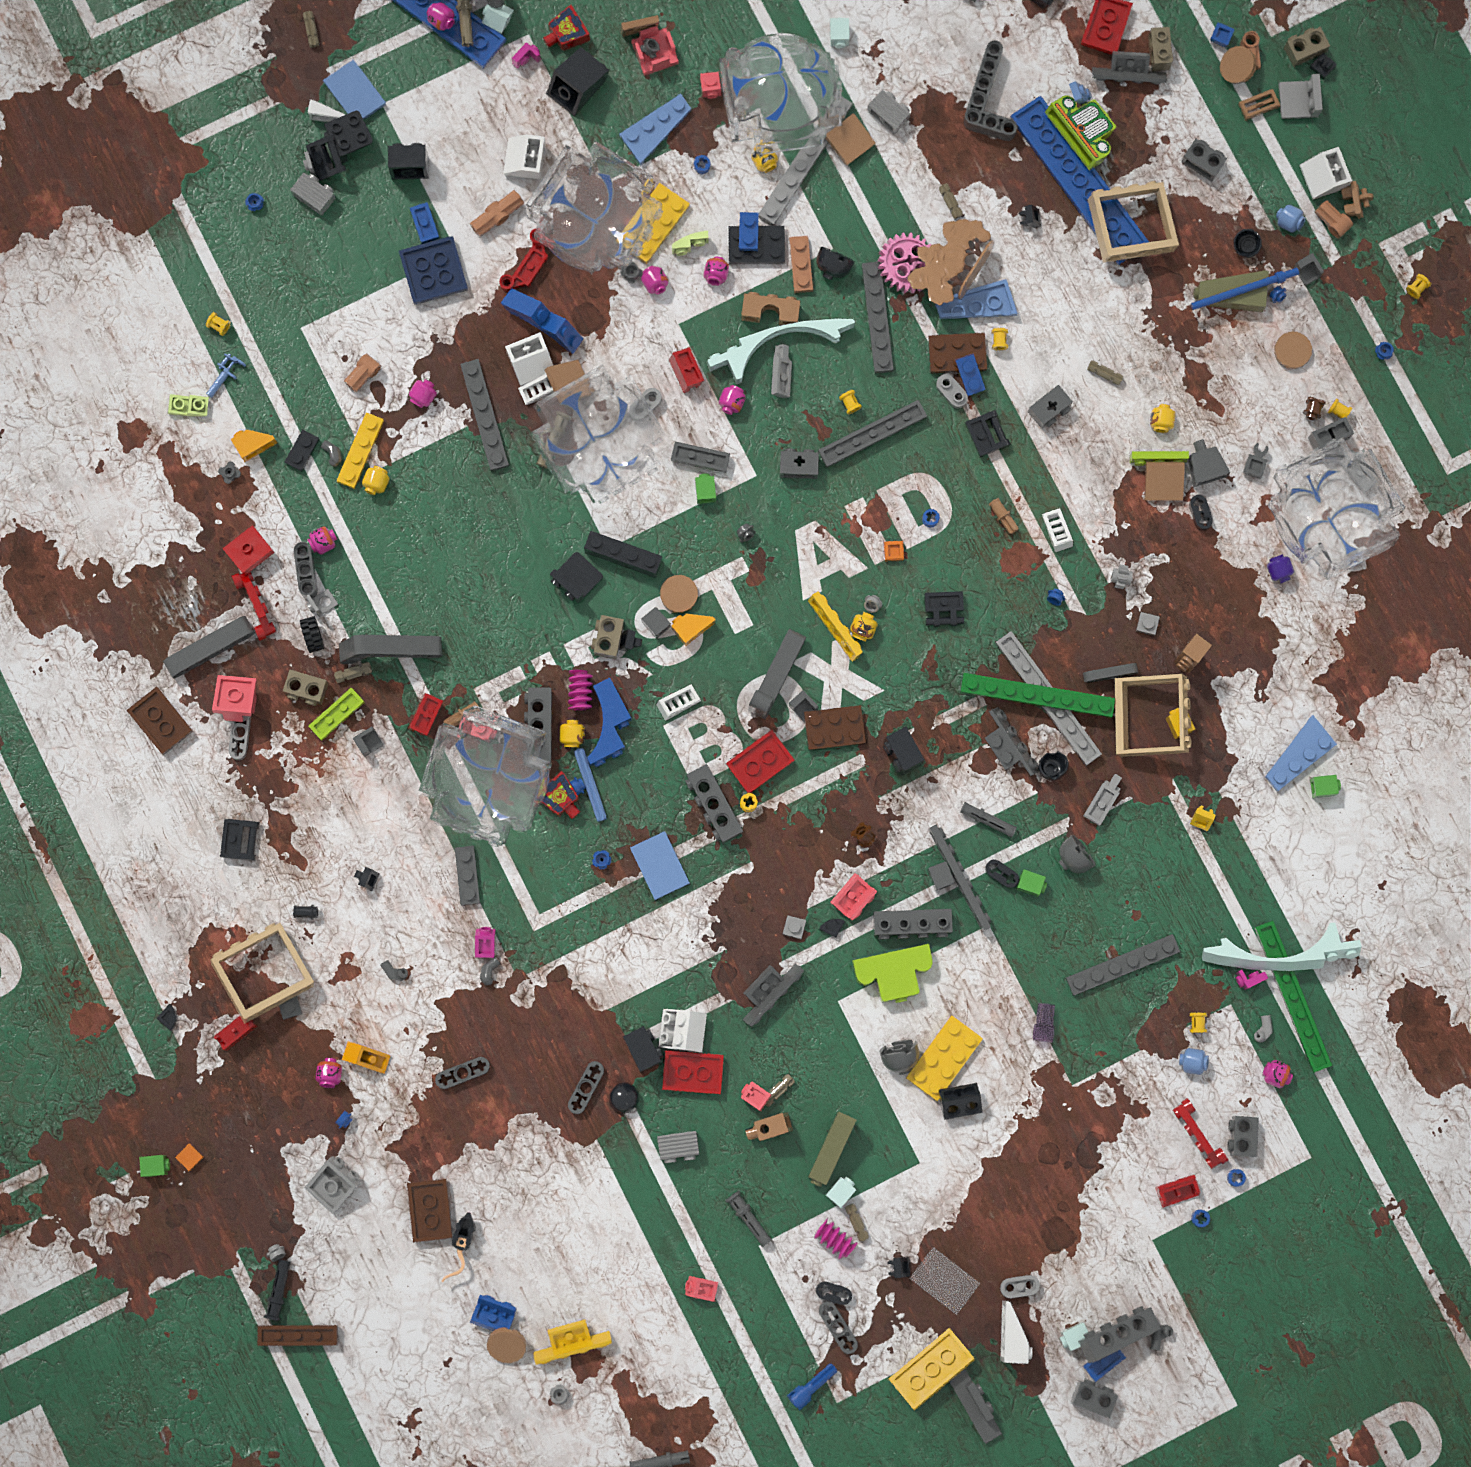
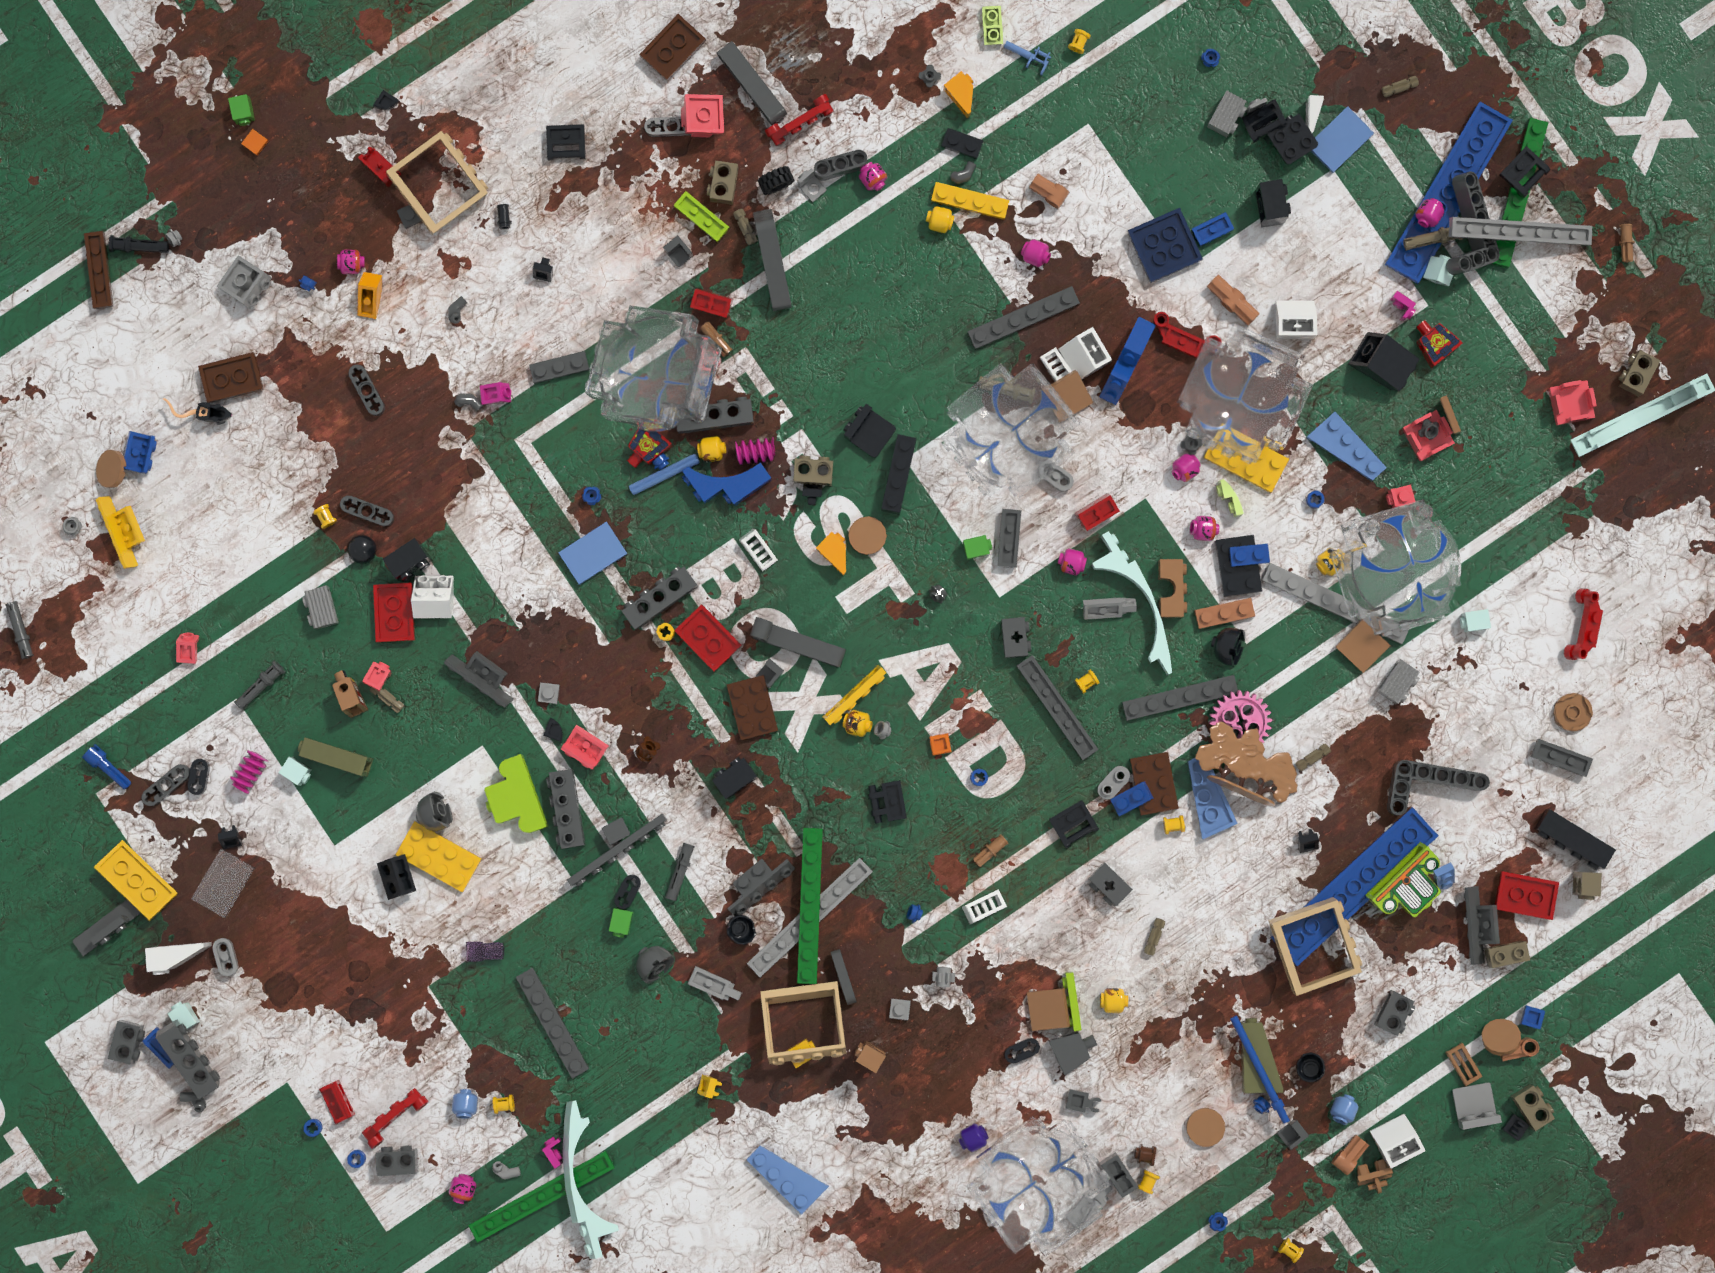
camera: 90 degrees right, 5 degrees up
(248, 550) = (853, 106): red plate -> none
(585, 1130) = (325, 516): none -> yellow bush
(656, 622) = (833, 516): dark grey panel -> none
(857, 1222) = (268, 791): dark tan axle -> none
(1325, 786) = (756, 1207): bright green brick -> none

